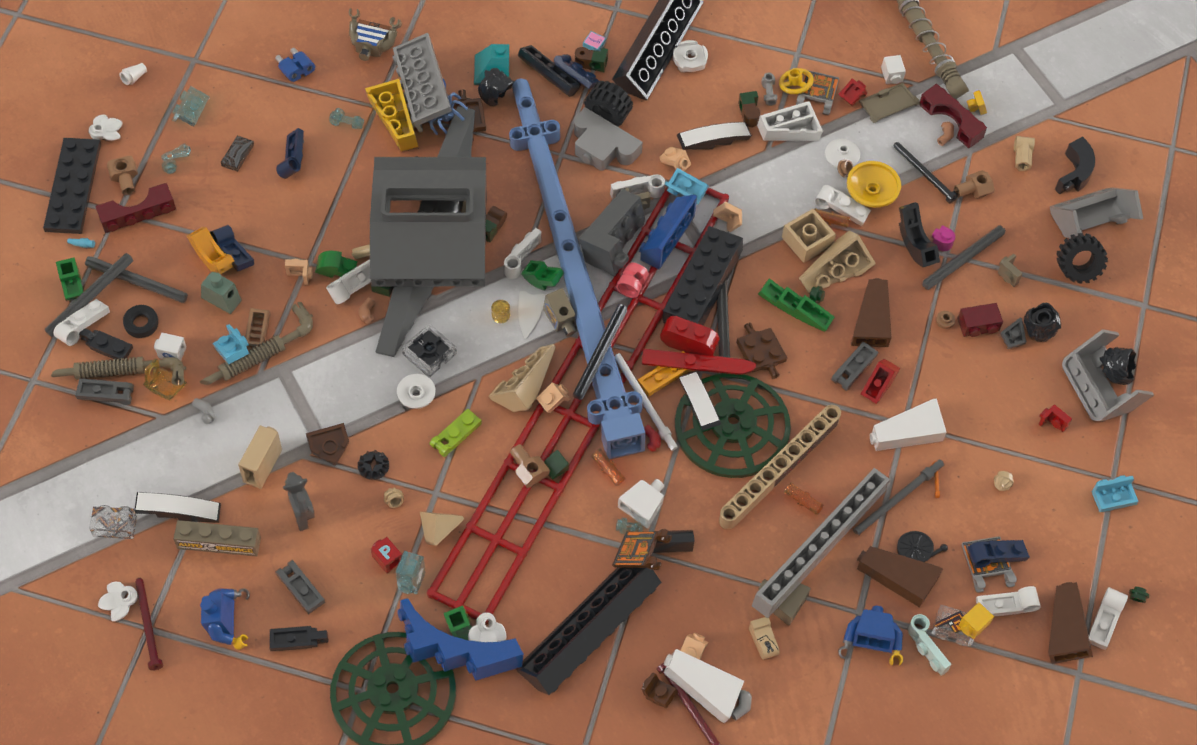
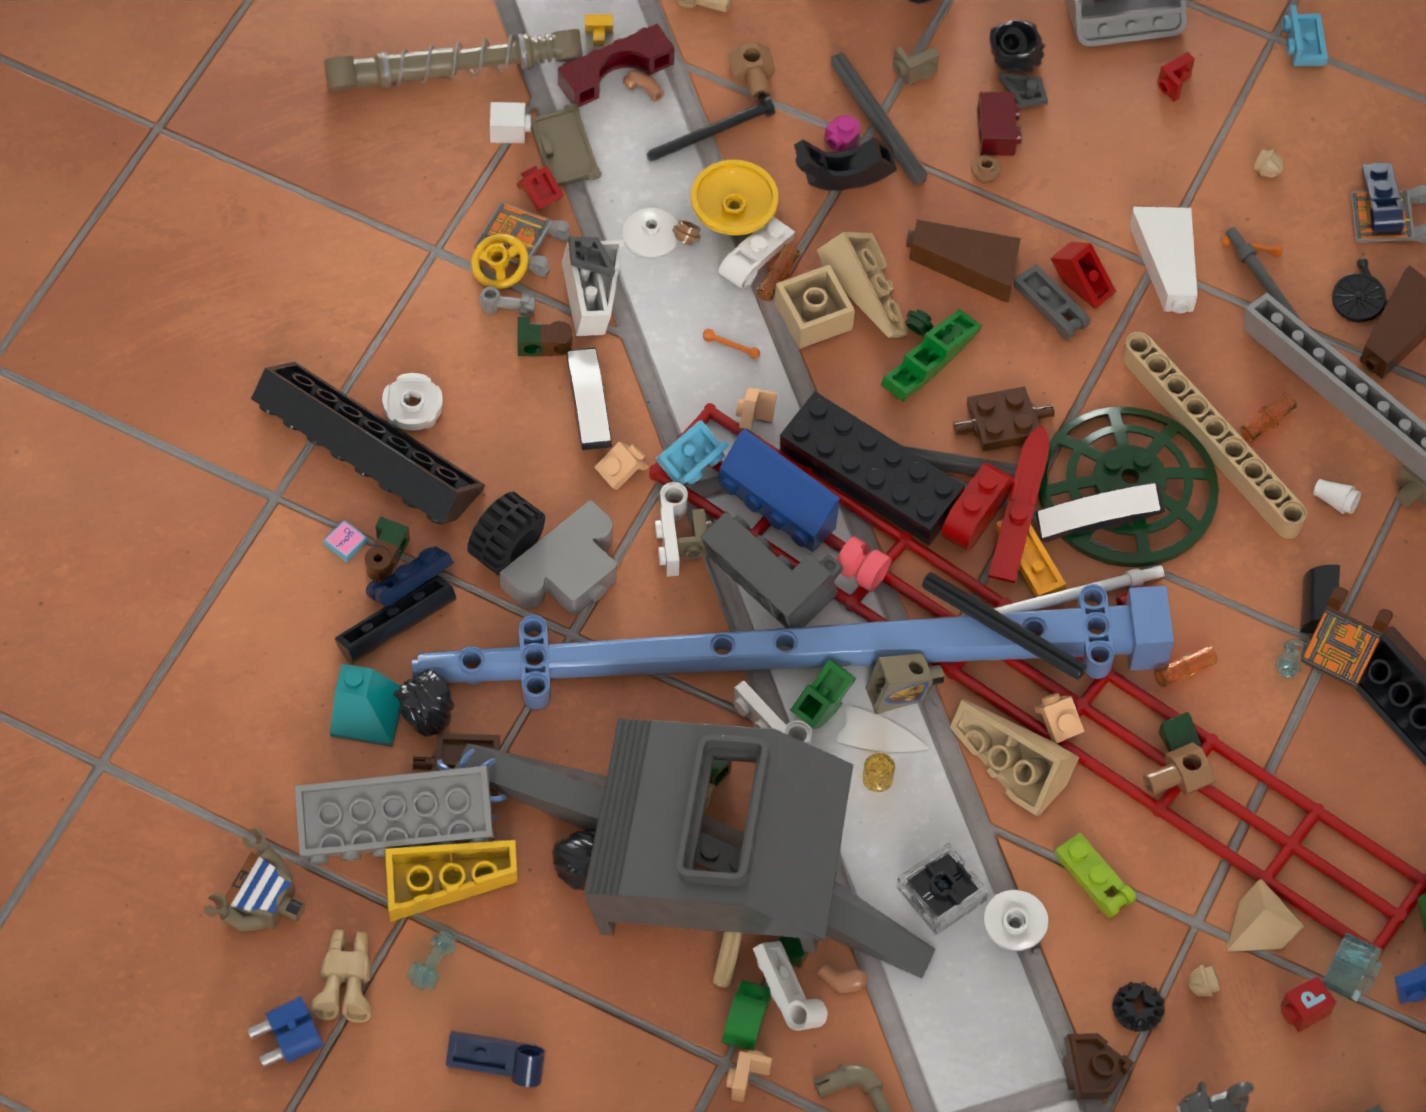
camera: 80 degrees left, 0 degrees up
(336, 82) = (345, 967): none -> tan piece
(642, 501) = (1253, 627): white torso -> none
(754, 545) = (1339, 496): none -> white cone
(778, 192) = (709, 335): none -> orange hinge
(801, 111) = (590, 255): none -> dark grey piece

